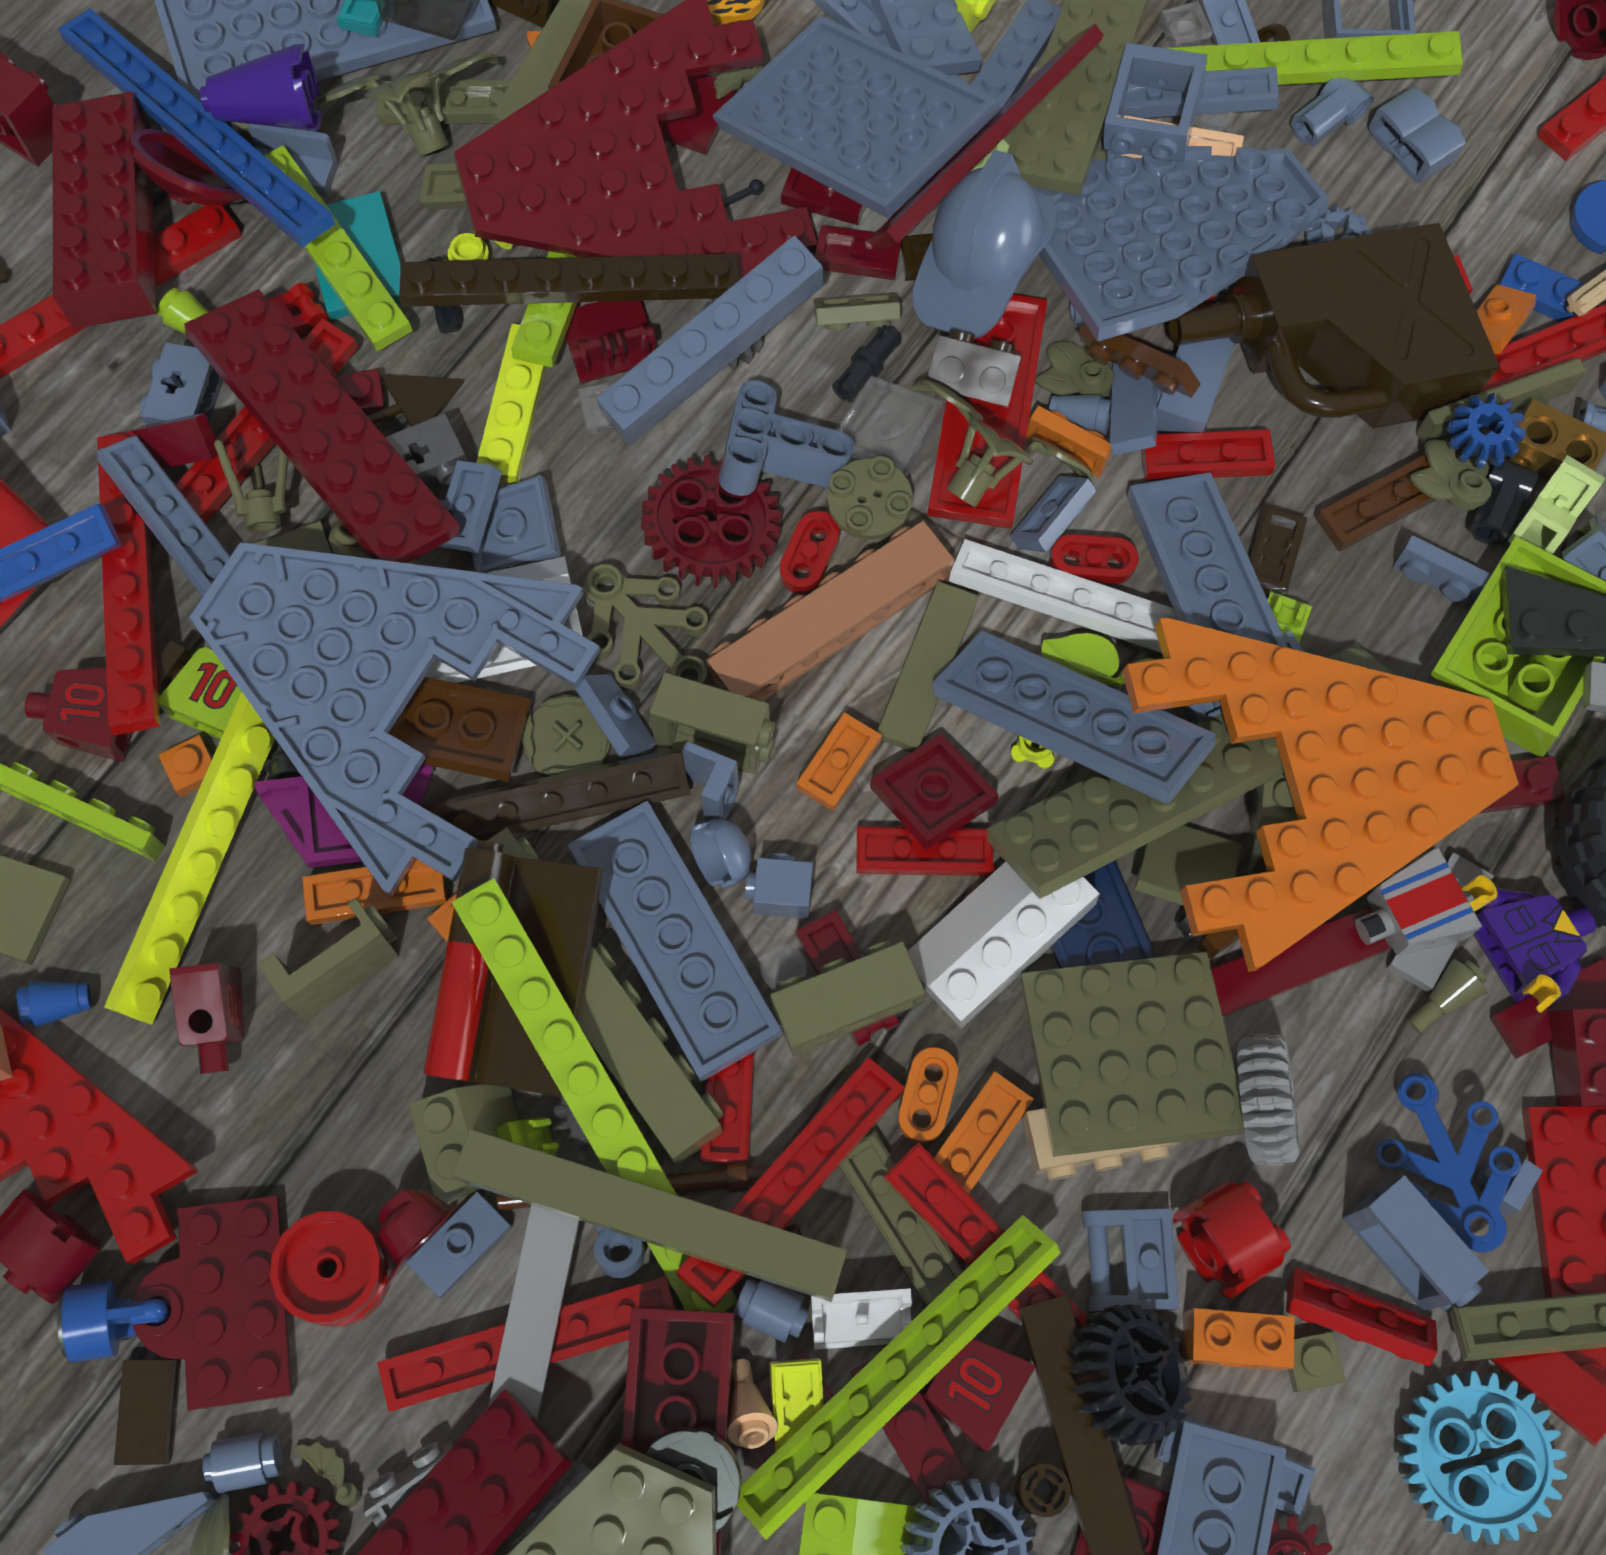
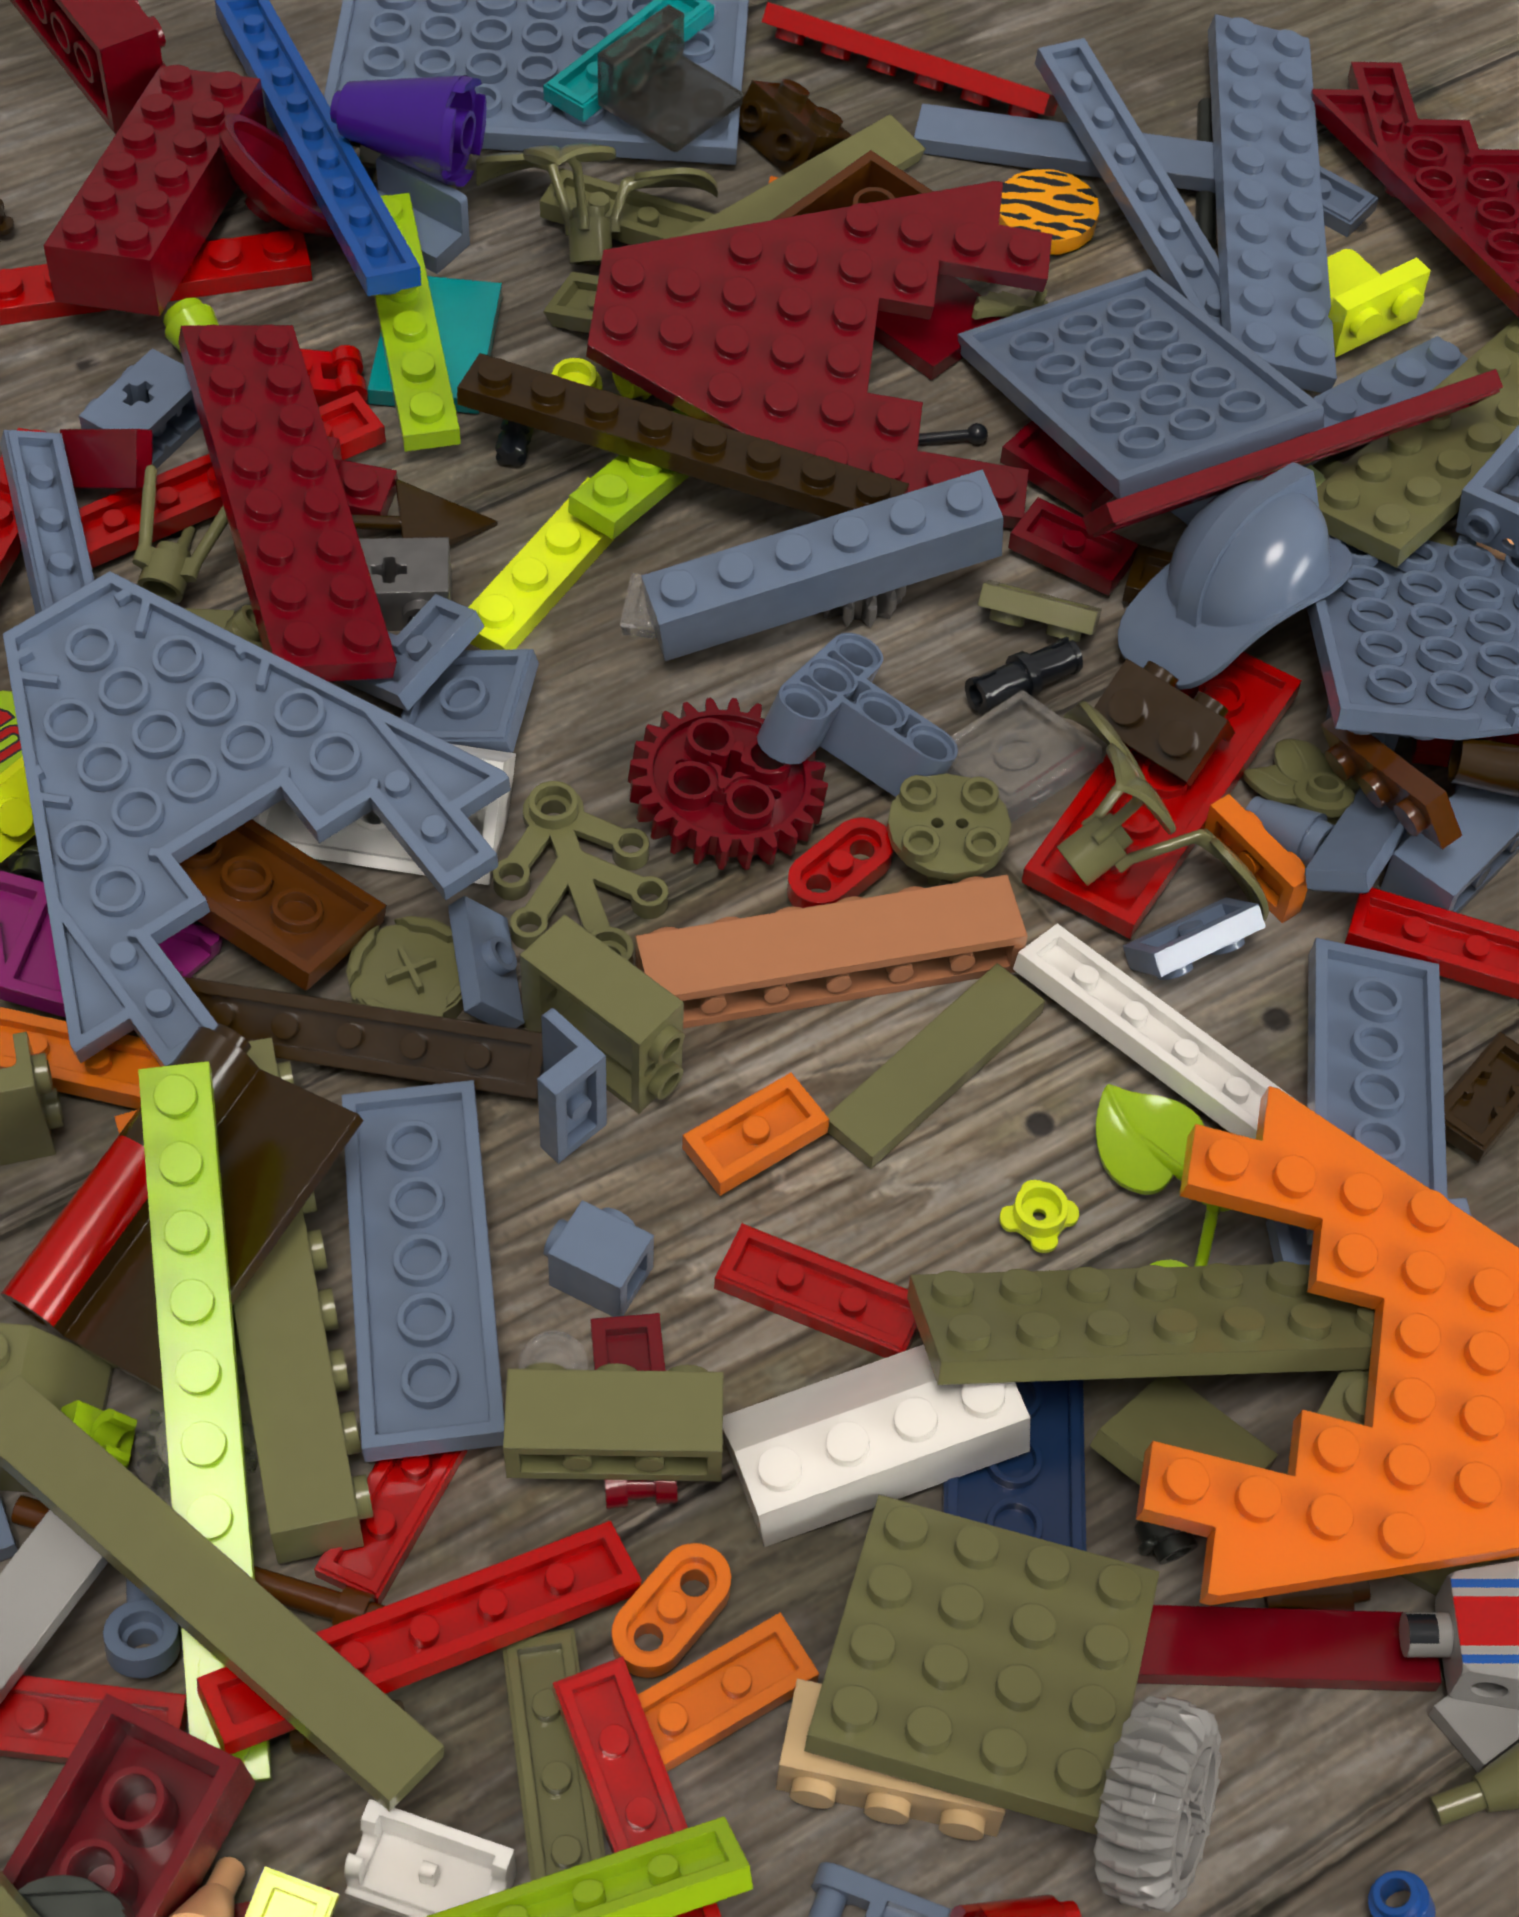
camera: 20 degrees right, 15 degrees down
(609, 338) = (697, 524): dark red hinge -> none
(721, 852) = (539, 1179): sand blue hair -> none
(771, 1309) = (309, 1805): sand blue brick -> none
(933, 791) = (867, 1216): dark red plate -> none
(1074, 716) = (1104, 1185): sand blue plate -> none
(1092, 557) = (1229, 1011): red plate -> none
(1217, 942) = (1182, 1568): reddish brown tile -> none
(1289, 614) = (1478, 1182): lime tile -> none

